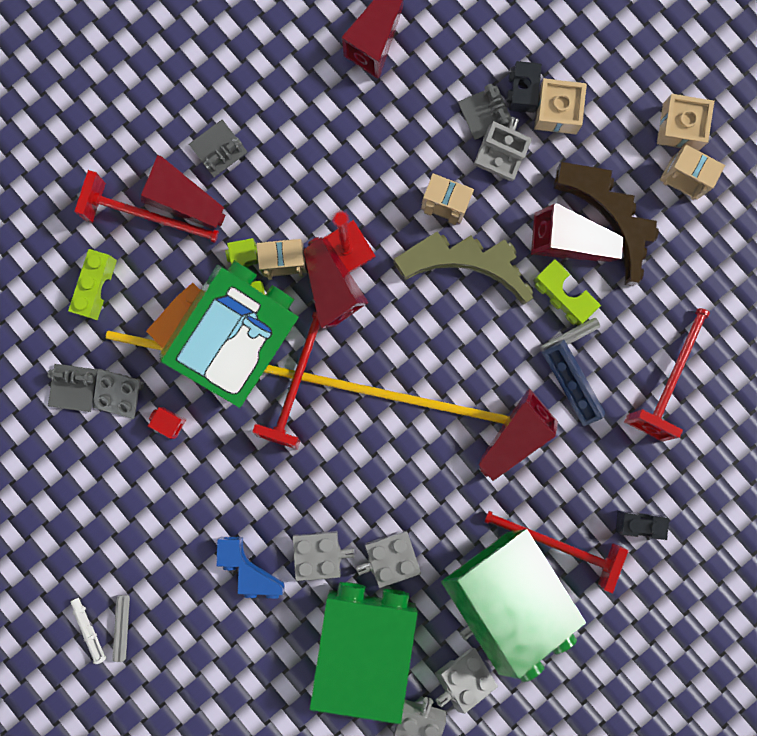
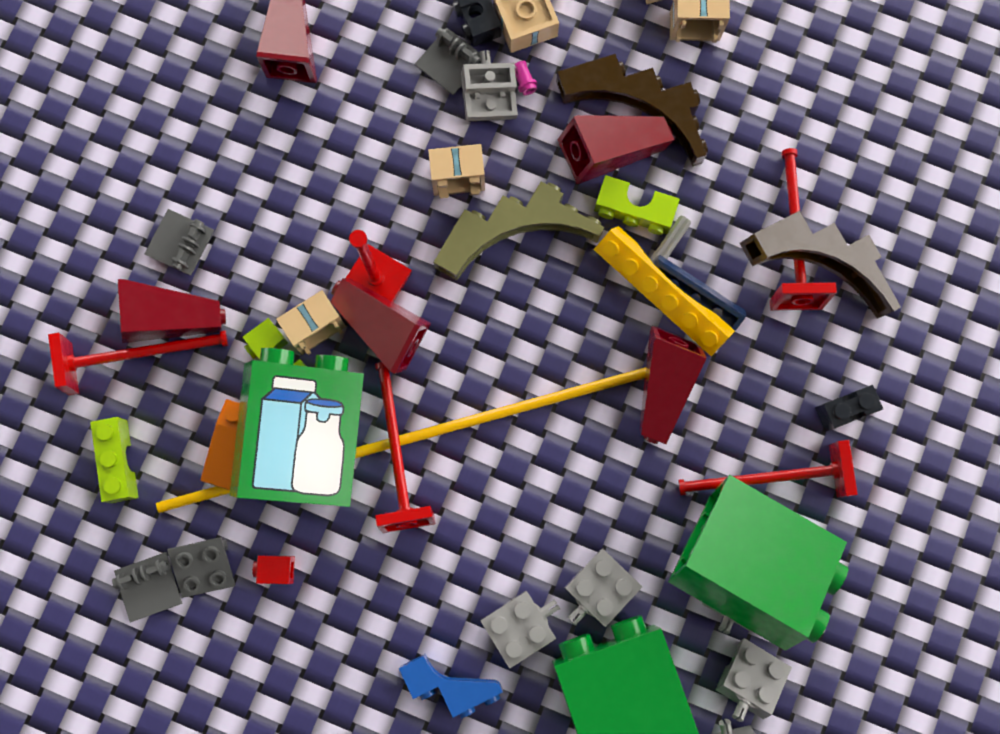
camera: 30 degrees left, 5 degrees down
(533, 158) = (526, 83): none -> dark pink pin
(562, 399) = (634, 265): none -> yellow arch
(692, 401) = (826, 248): none -> arch

